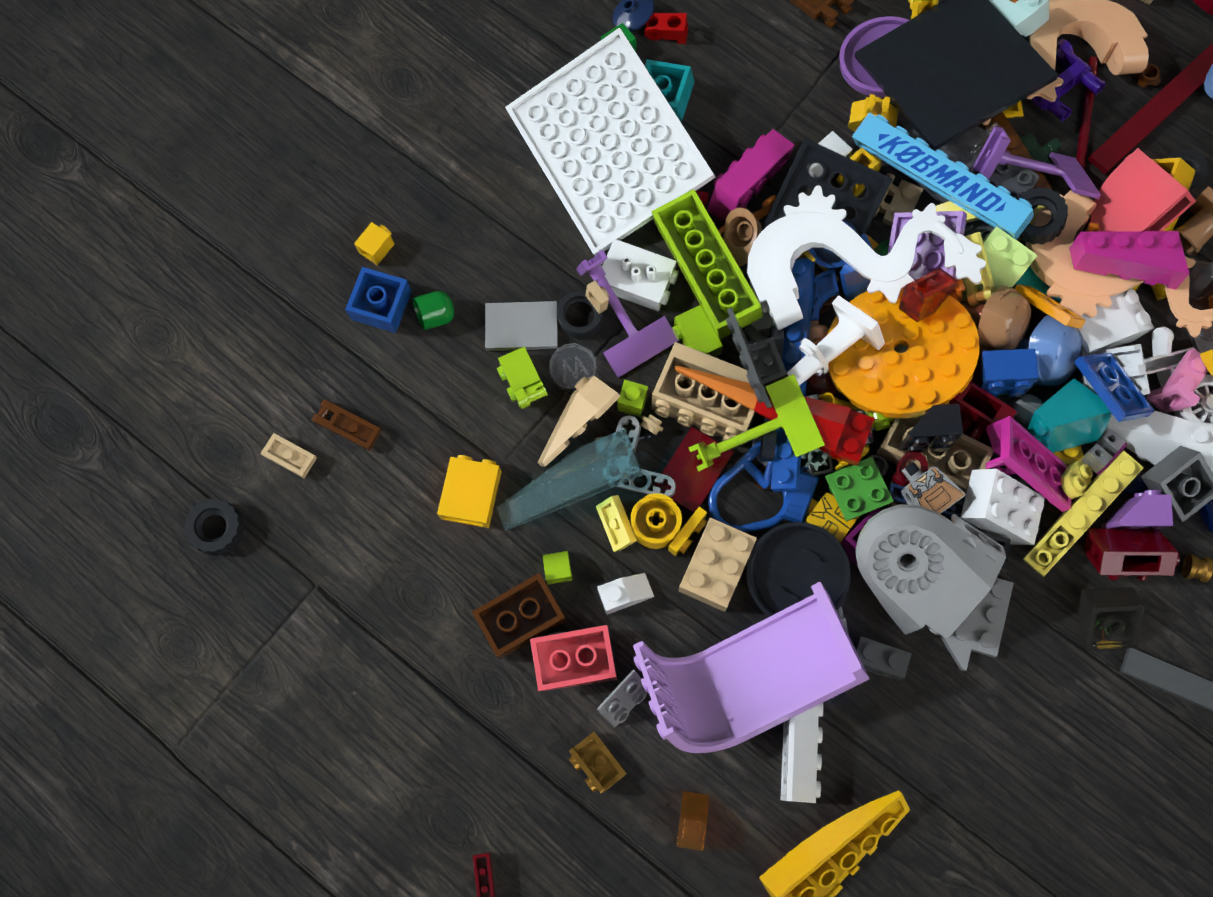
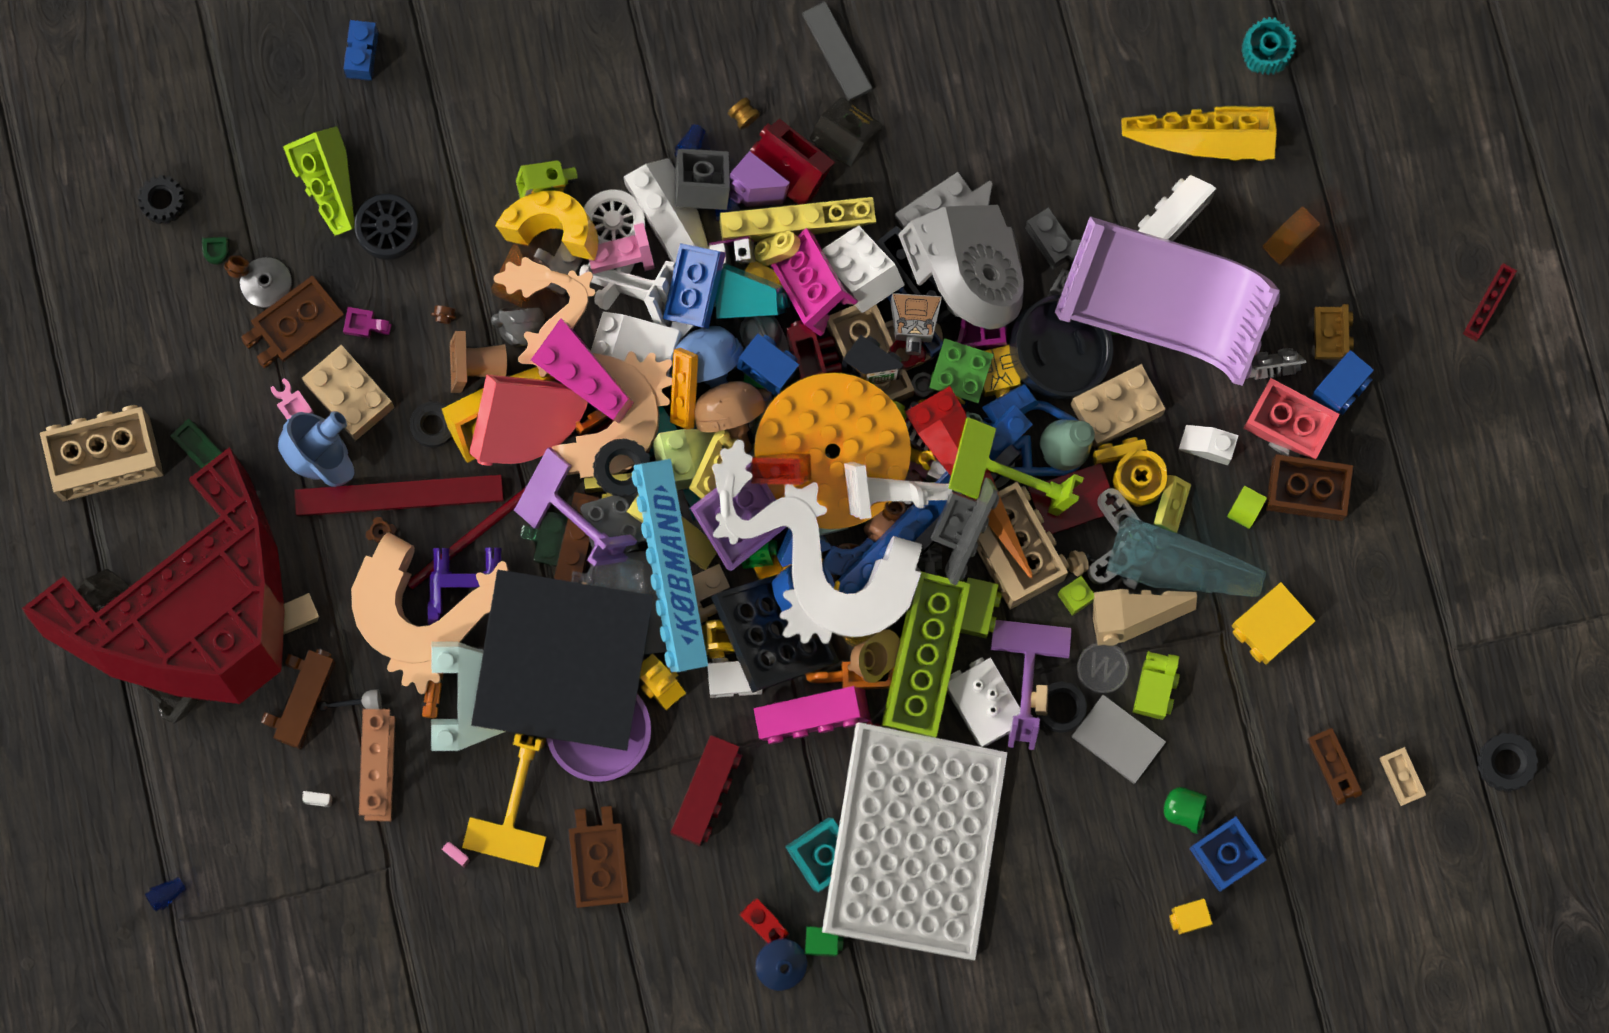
camera: 150 degrees left, 5 degrees up
(554, 720) = (1344, 381): none -> blue brick
(733, 502) = (1067, 443): none -> sand green cone
(778, 76) = (705, 791): none -> dark red brick

